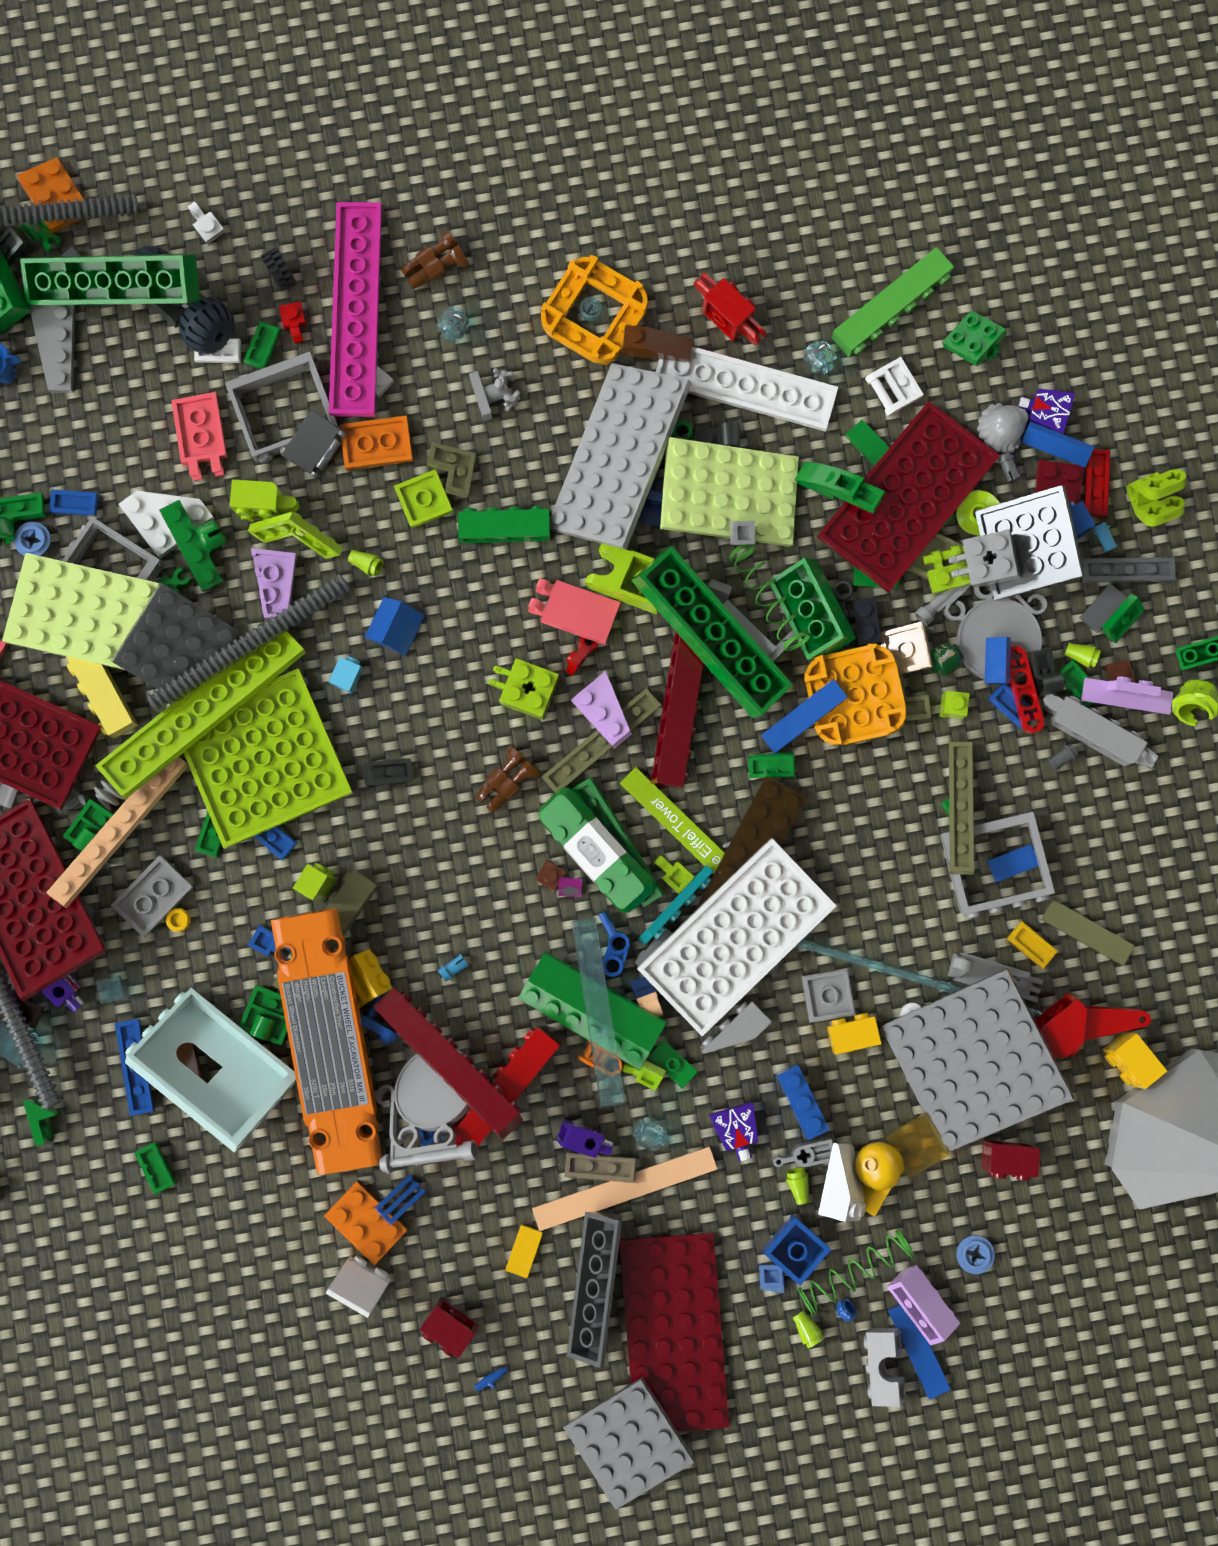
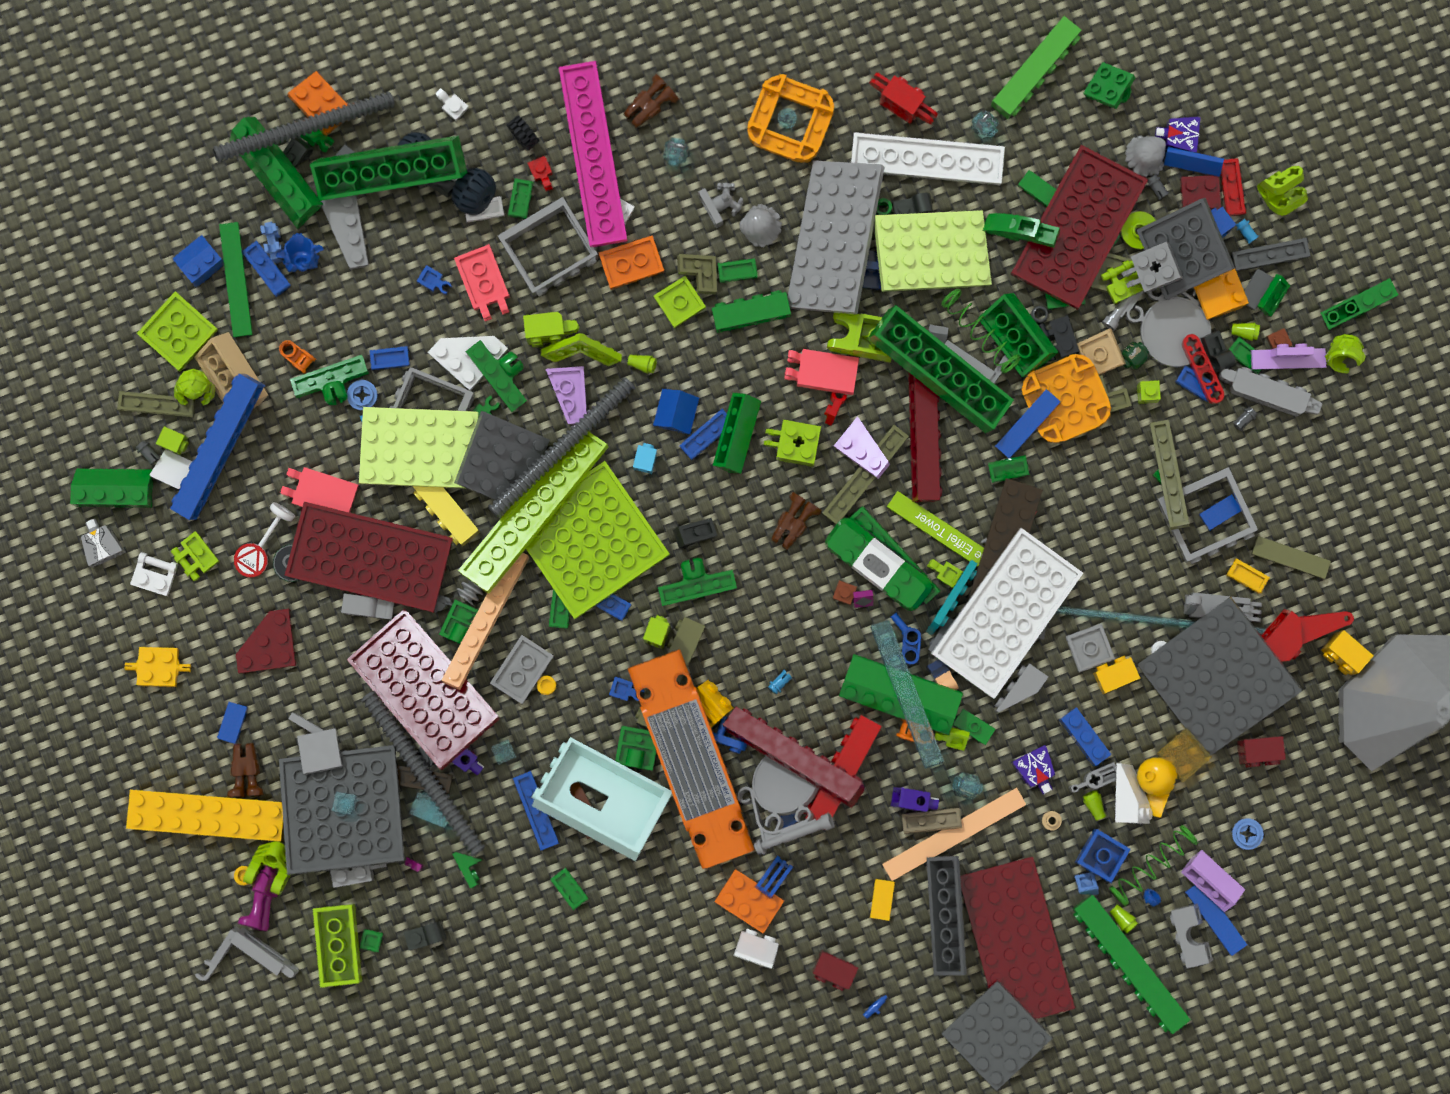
camera: 10 degrees left, 0 degrees up
(141, 421) = (431, 279): none -> blue plate
(313, 443) = (581, 273): dark grey piece -> none
(377, 832) = (696, 583): none -> green plate
(425, 659) = (704, 435): none -> blue tile
(459, 664) = (736, 433): none -> green brick
(498, 475) = (737, 270): none -> green tile
(535, 427) = (761, 225): none -> light grey hair
(655, 344) = (848, 139): reddish brown slope -> none
(741, 1187) = (1047, 825): none -> tan plate
(742, 532) = (949, 282): light grey plate -> none
(807, 1388) = (1131, 964): none -> green brick
(900, 382) = (1055, 133): white plate -> none
(997, 660) = (1177, 349): blue tile -> none
(1061, 606) = (1221, 295): none -> light orange slope

